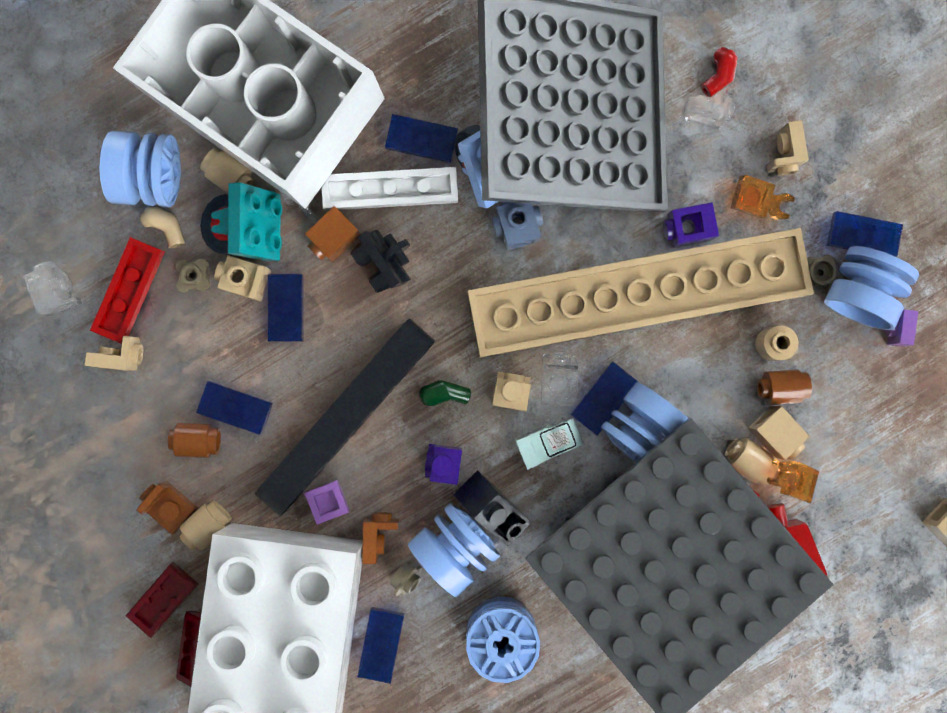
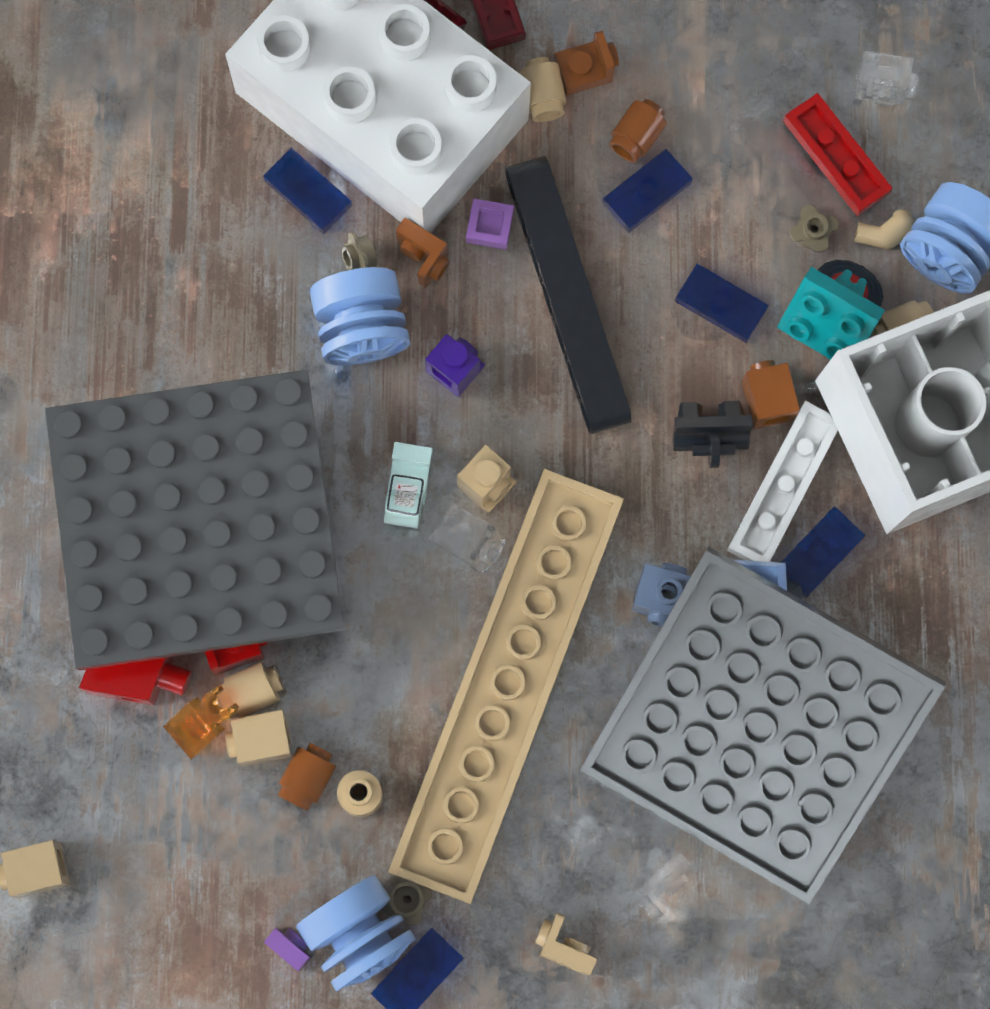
camera: 120 degrees right, 10 degrees down
(110, 357) = (769, 104): tan bracket -> none
(254, 280) = (772, 287): tan brick -> none
(443, 391) = (531, 409): dark green arm -> none
(488, 625) = (229, 333): light blue wheel -> none
(492, 508) = (375, 385): black slope -> none
(603, 398) = (417, 575): clear blue plate -> none
(648, 424) = (365, 602): light blue wheel -> none
(701, 219) = (534, 796): dark purple brick -> none
(725, 72) = (696, 933): red arm -> none
(757, 198) = (533, 878): clear orange plate -> none

